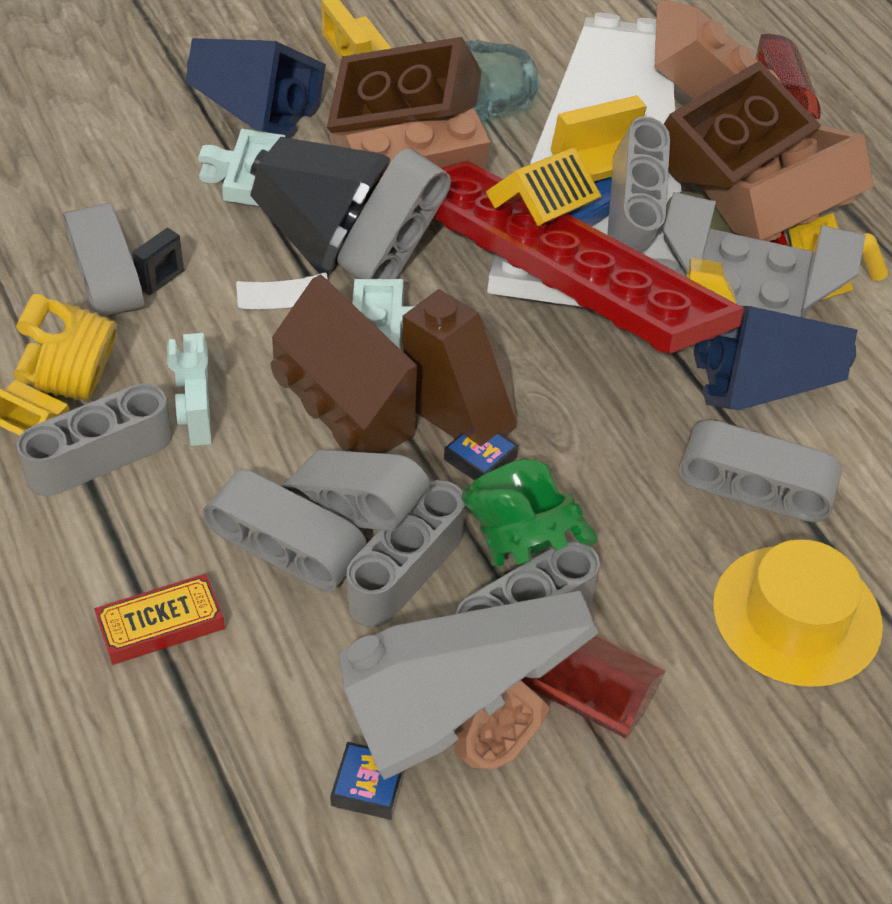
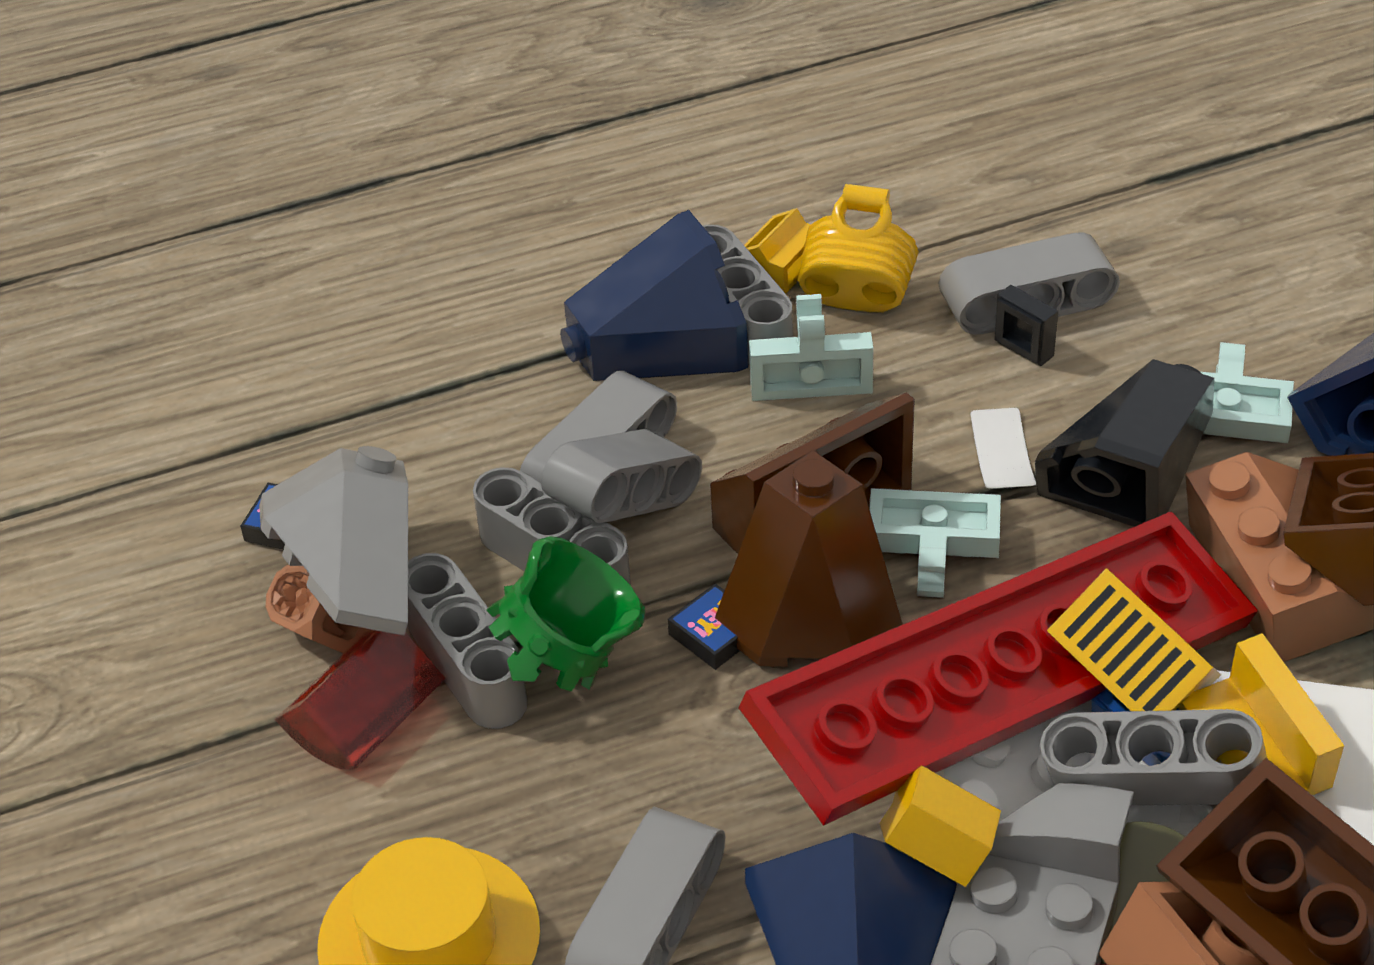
camera: 100 degrees right, 5 degrees down
(122, 480) = (659, 310): none -> dark blue slope
(159, 619) = (507, 366): tile -> none
(394, 217) = (1082, 505): light grey beam -> none

